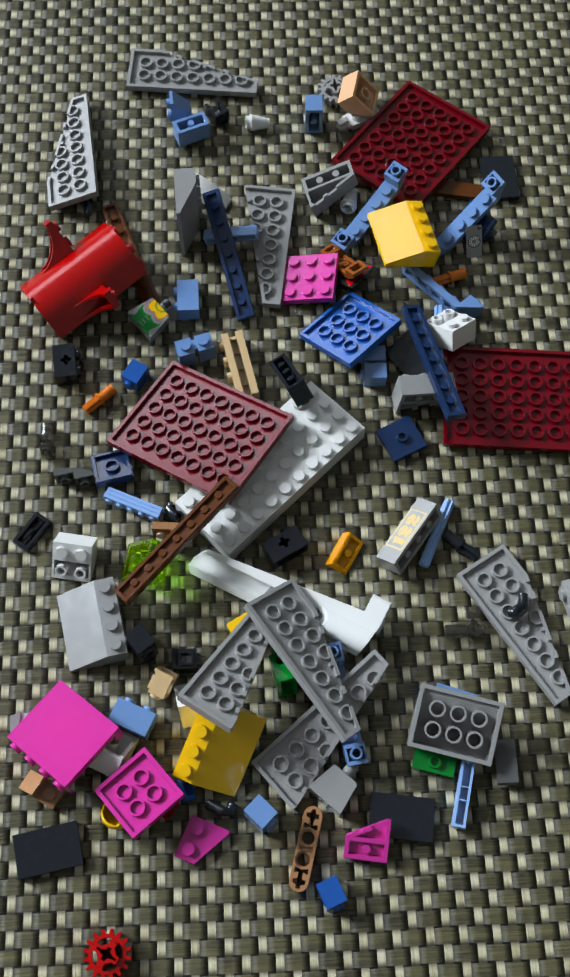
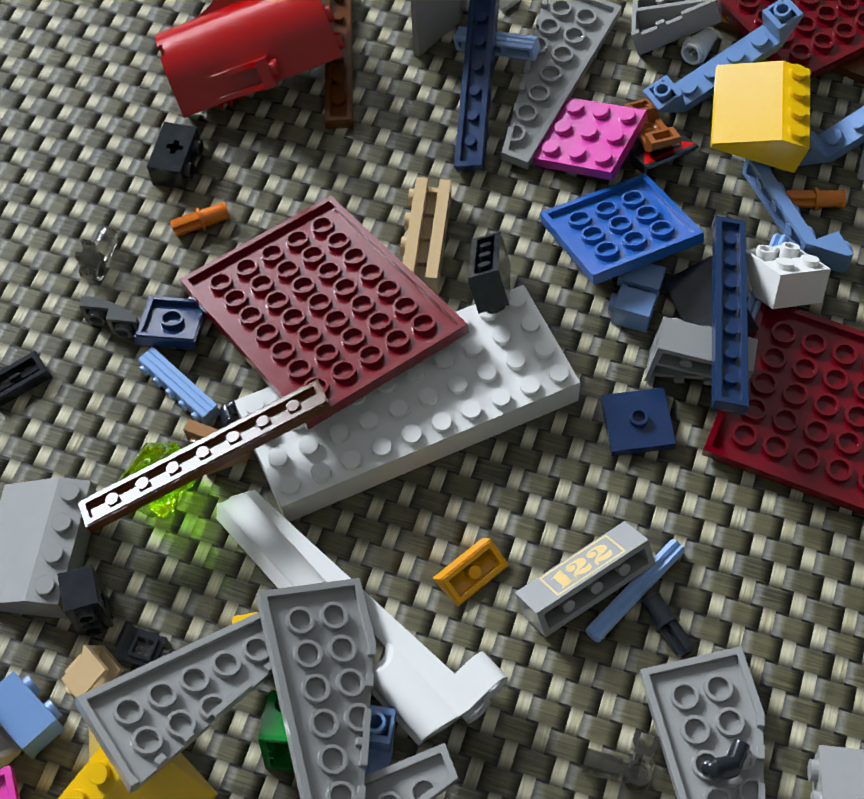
camera: 25 degrees right, 5 degrees down
(74, 556) = (54, 433): white slope -> none
(135, 375) = (266, 201): blue brick -> none
(151, 317) = (325, 125): torso -> none
(186, 349) = (382, 182): medium blue piece -> none
(187, 299) = (392, 116): medium blue brick -> none
(278, 554) = (393, 534): black brick -> none

